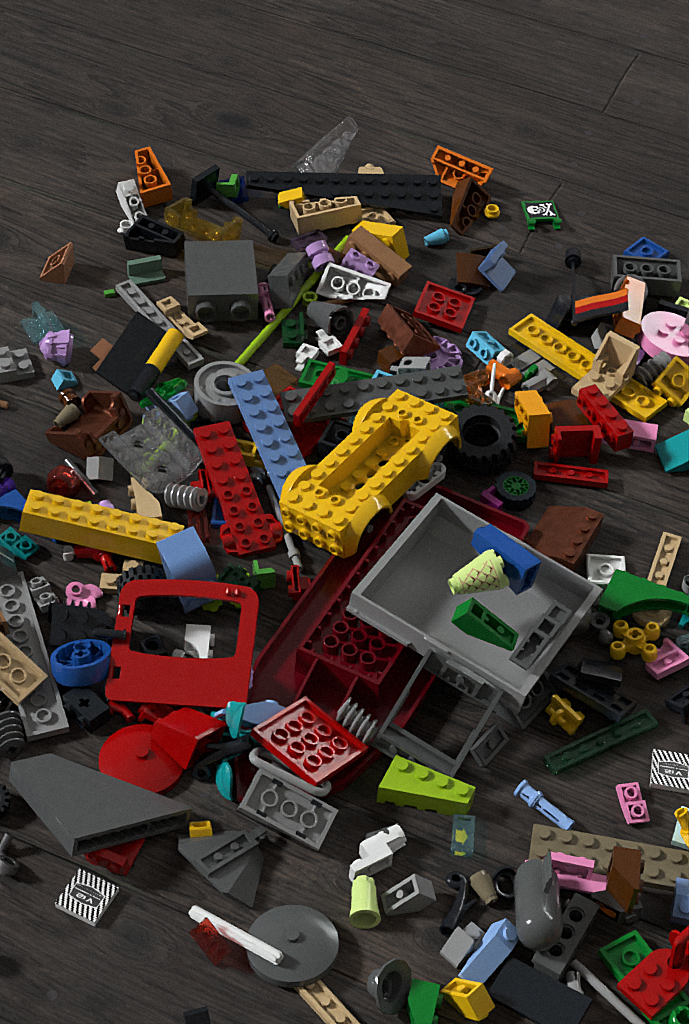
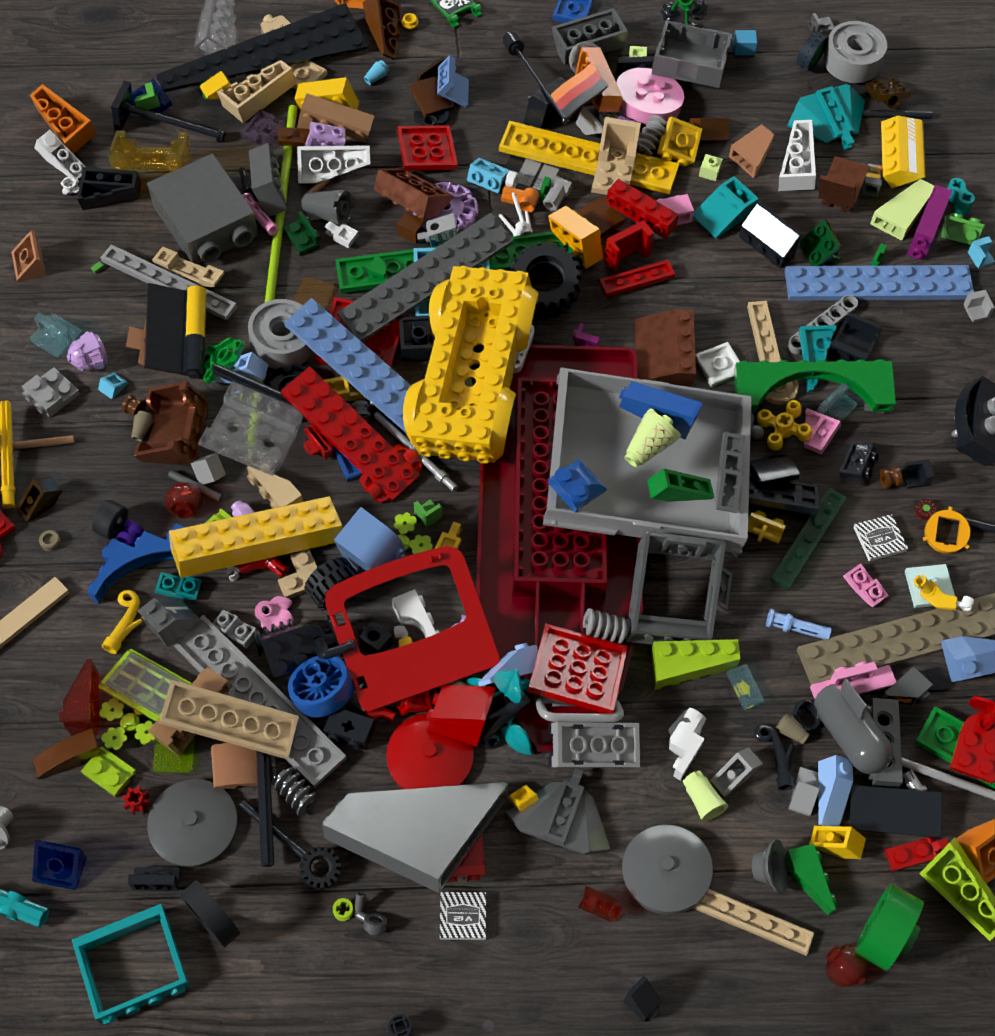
camera: 25 degrees left, 15 degrees up
(145, 270) = (119, 228): sand green panel -> none
(185, 497) = (310, 466): light grey piece -> none
(196, 515) = (327, 474): clear red tile -> none
(238, 576) = (415, 533): dark green bracket -> none
(238, 935) = (617, 886): white axle -> none
(270, 606) = (451, 538): none -> yellow plate
(298, 584) = (463, 506): red piece -> none
(304, 354) = (328, 254): white plate -> none
(308, 297) = (292, 188): lime bush -> none
(314, 394) = (375, 302): red tile -> none
(319, 253) = (284, 142): lavender wheel -> none
(353, 339) = (363, 209): red plate -> none
(390, 584) = (576, 485): none -> blue slope
(474, 381) = (520, 237): clear orange beam -> none
(515, 490) = (599, 317): black wheel -> none
(624, 877) = (912, 668): reddish brown slope -> none

